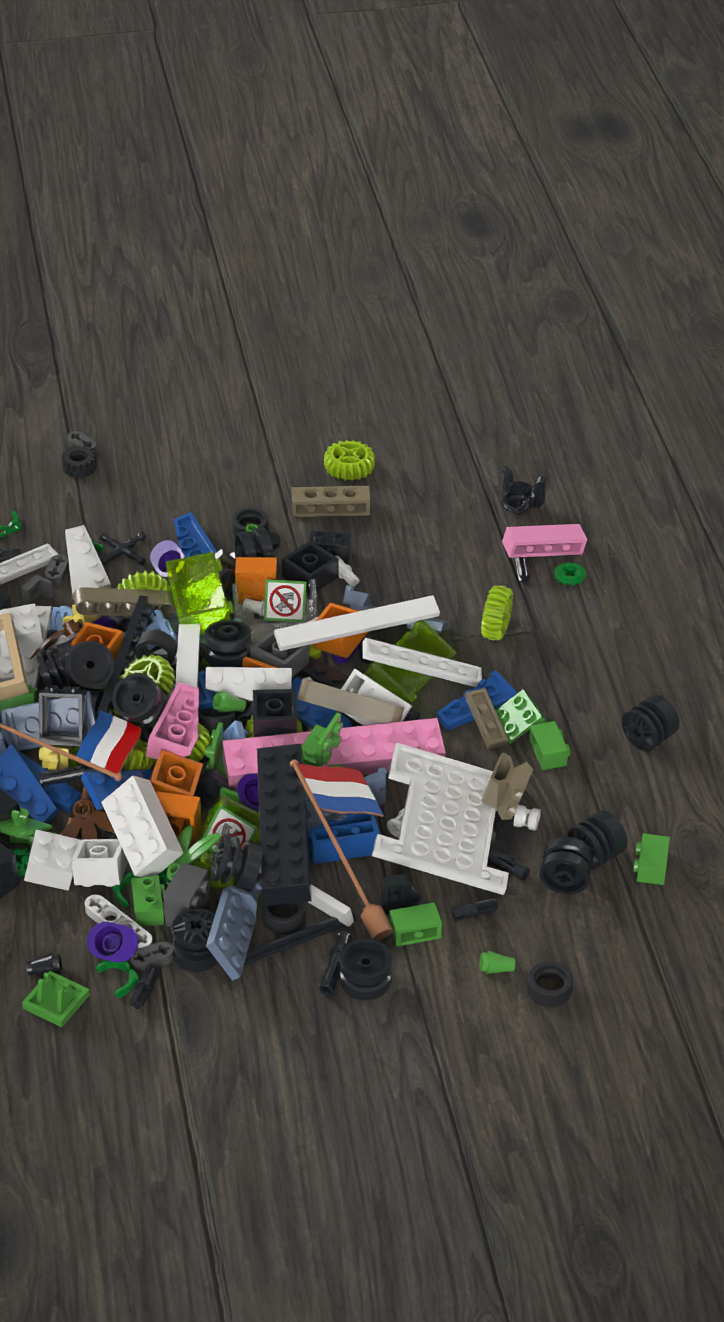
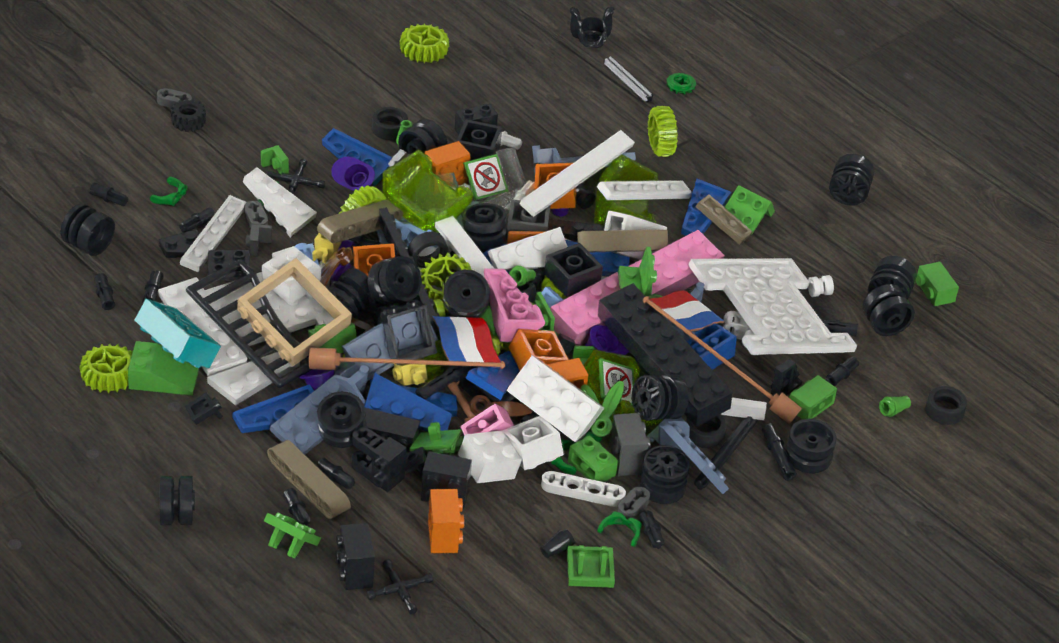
camera: 35 degrees left, 0 degrees up
(76, 825) = (492, 419): none -> bright pink slope
(112, 942) = (602, 502): dark purple piece -> none
(116, 522) = (275, 157): none -> bright green bracket
(330, 501) = (440, 82): dark tan brick -> none
(506, 786) = (802, 264): dark tan piece -> none
(544, 540) = (644, 61): bright pink brick -> none
(549, 745) = (787, 224): bright green brick -> none

